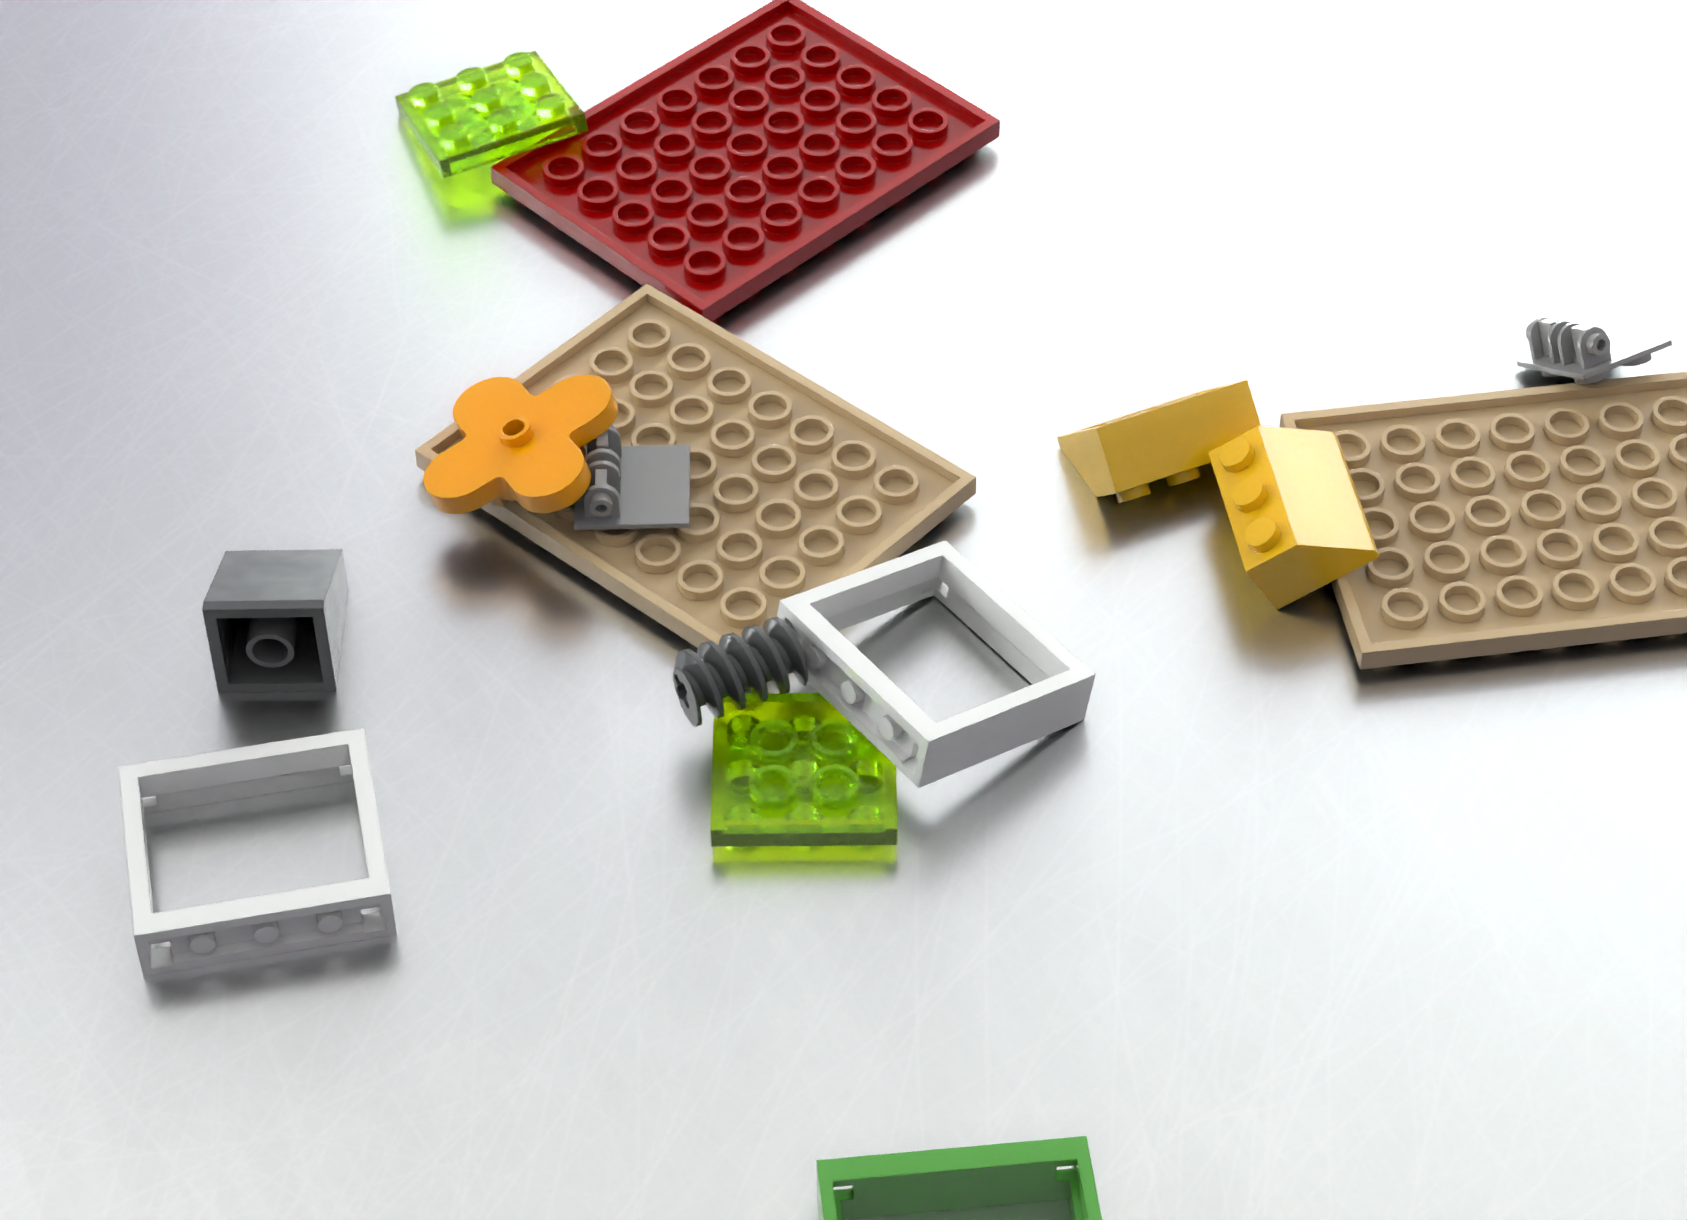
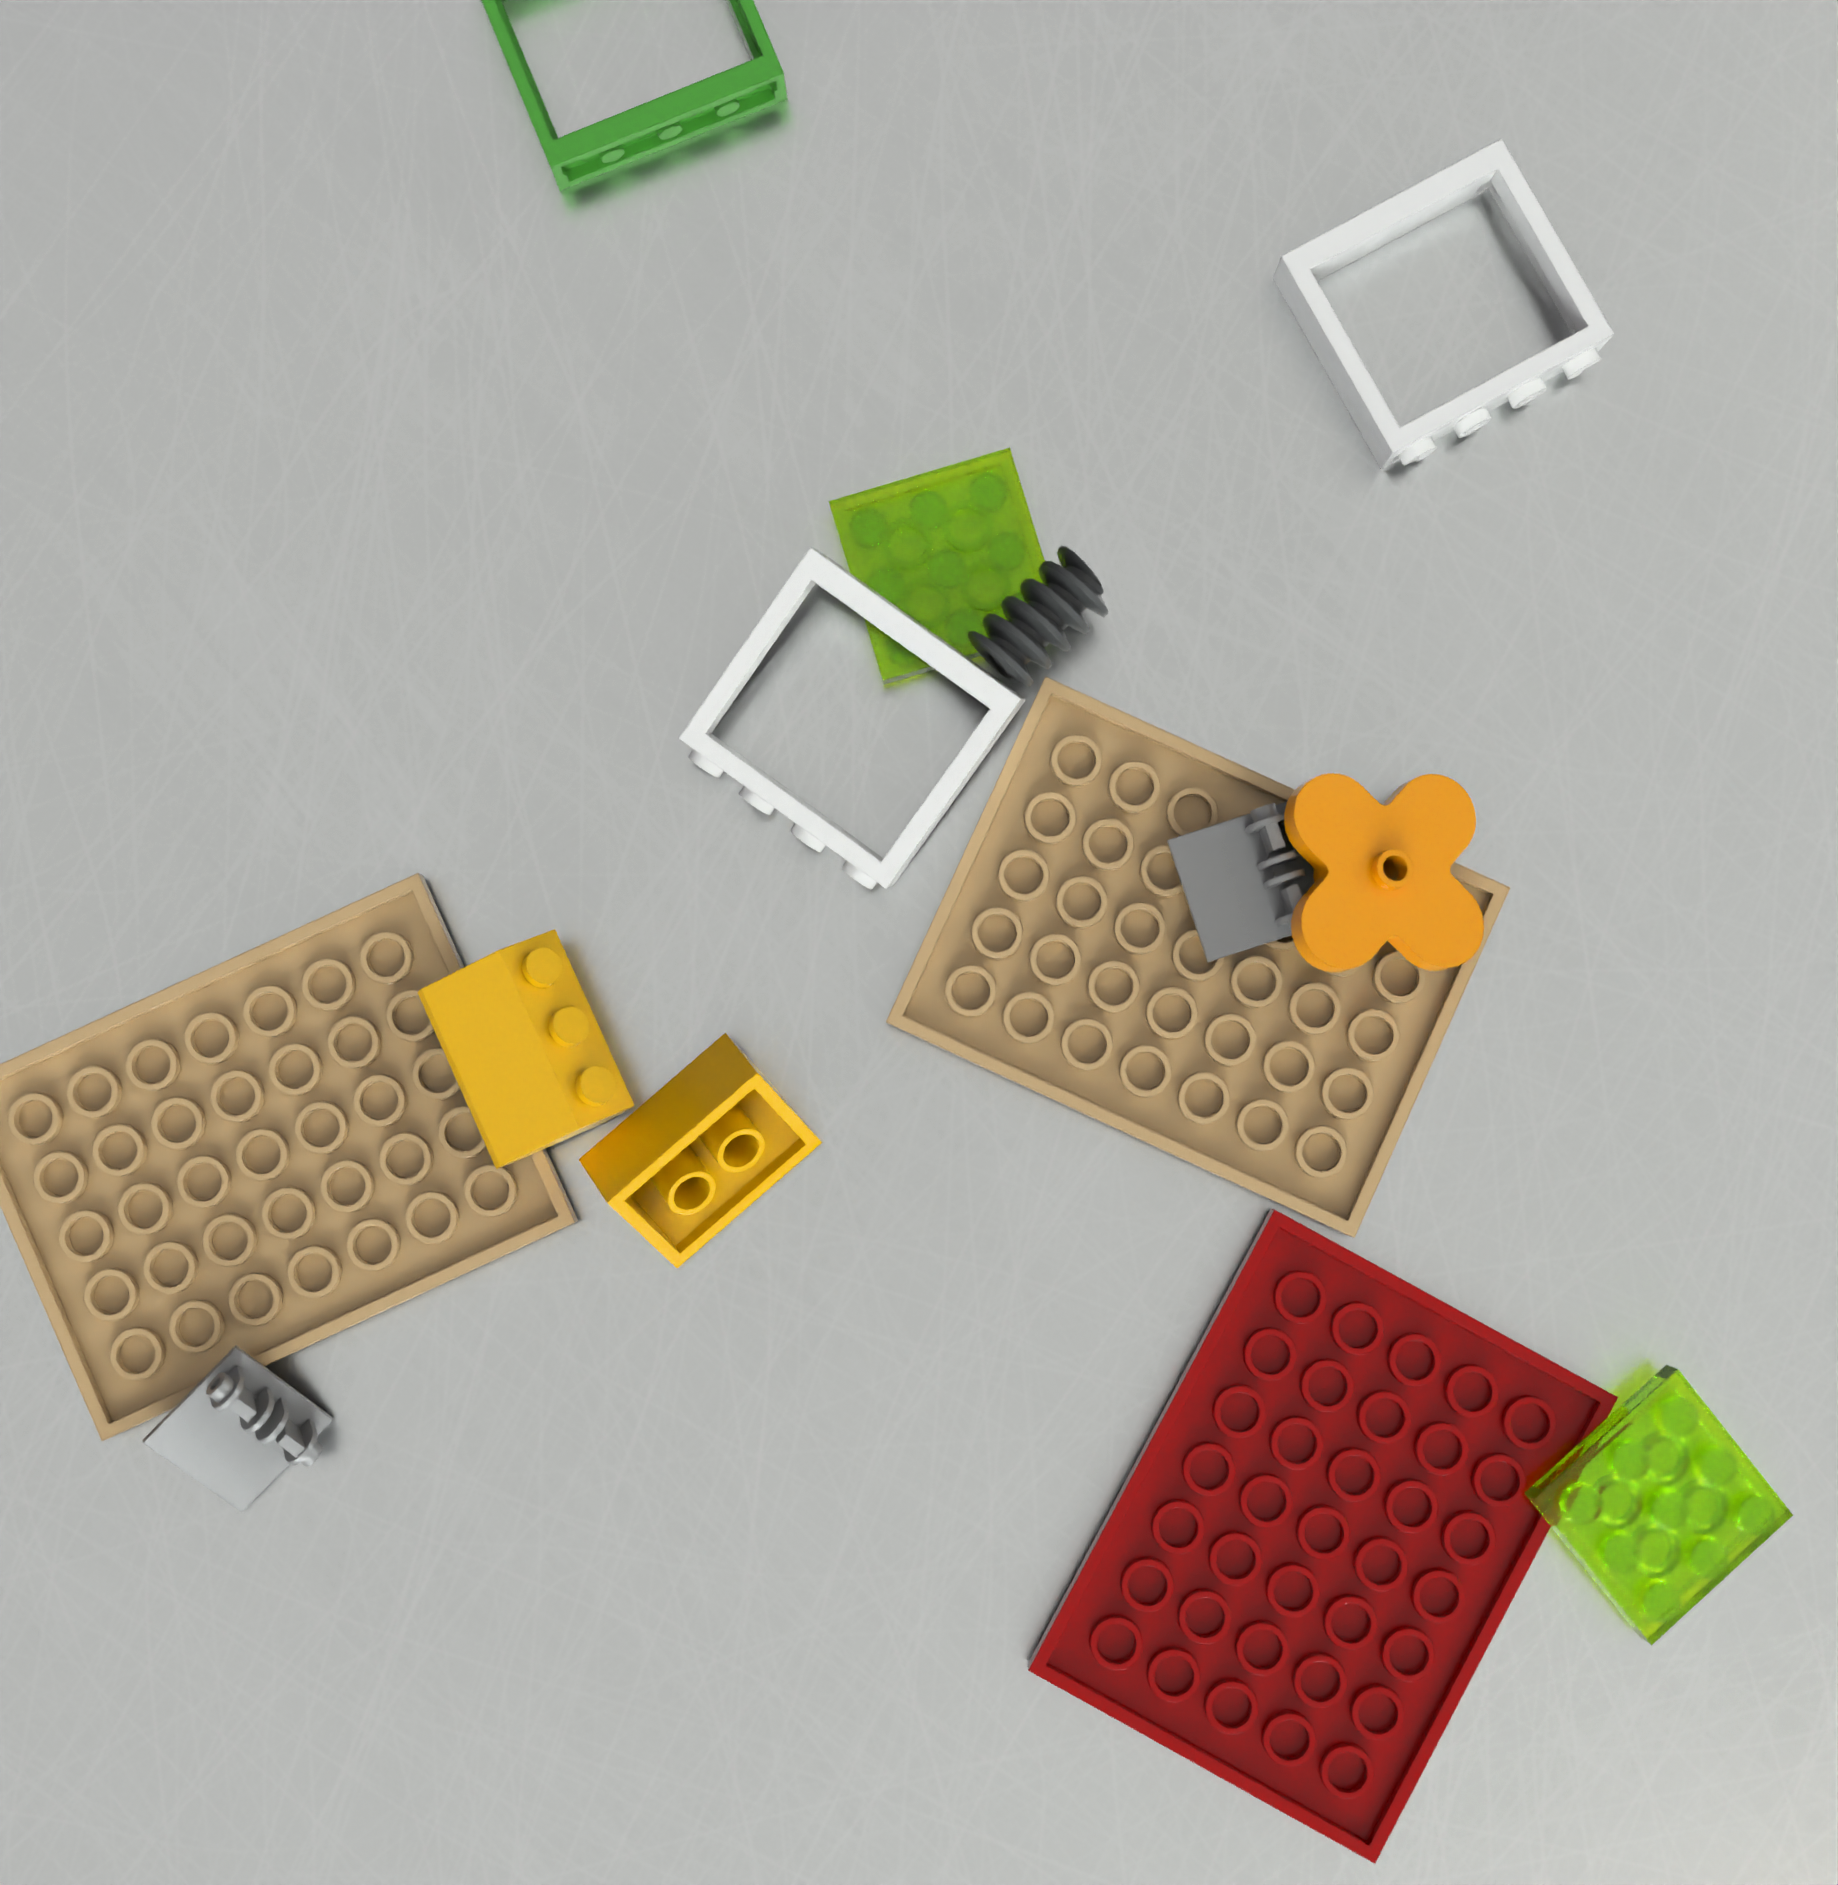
camera: 165 degrees right, 40 degrees up
(277, 620) = (1553, 599): dark grey slope -> none

